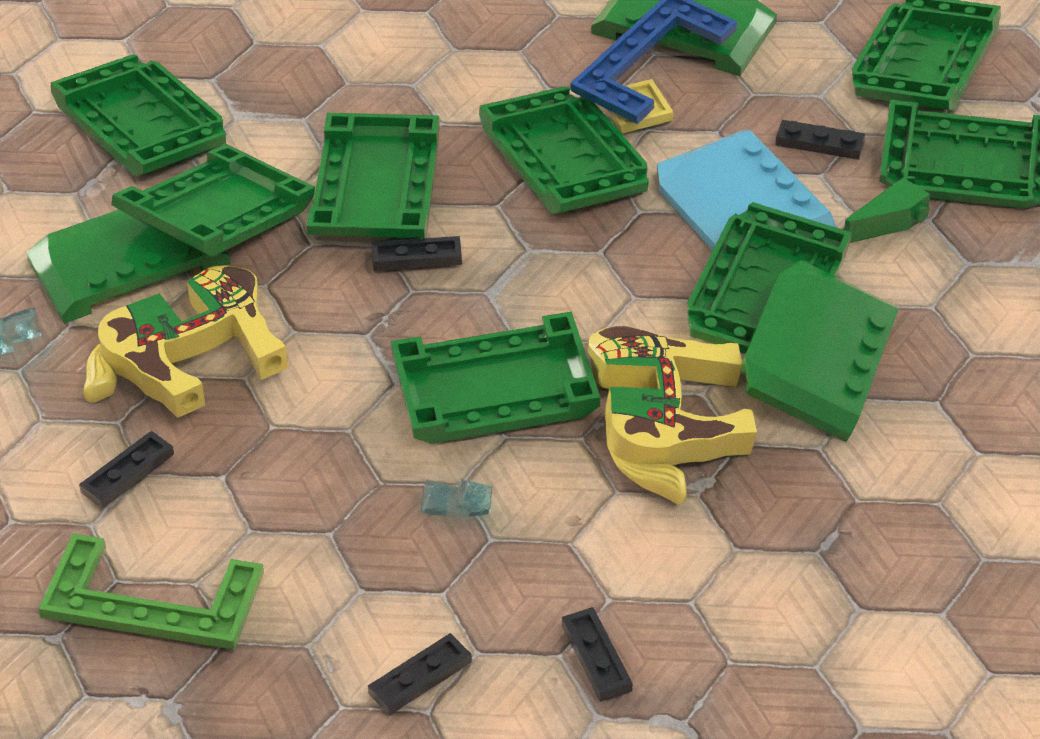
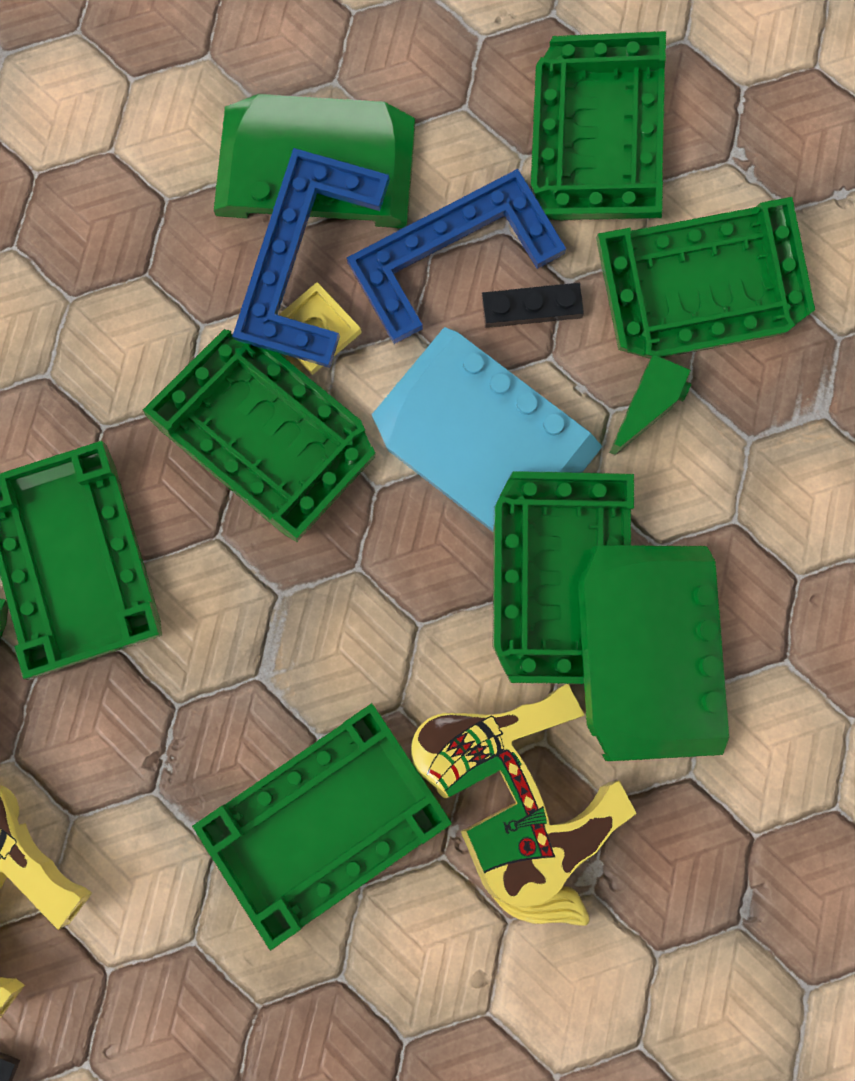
camera: 20 degrees left, 35 degrees up
(416, 253) = (161, 656): black plate -> none
(462, 501) = (349, 1006): clear light blue slope -> none
(704, 86) = (505, 197): none -> blue plate

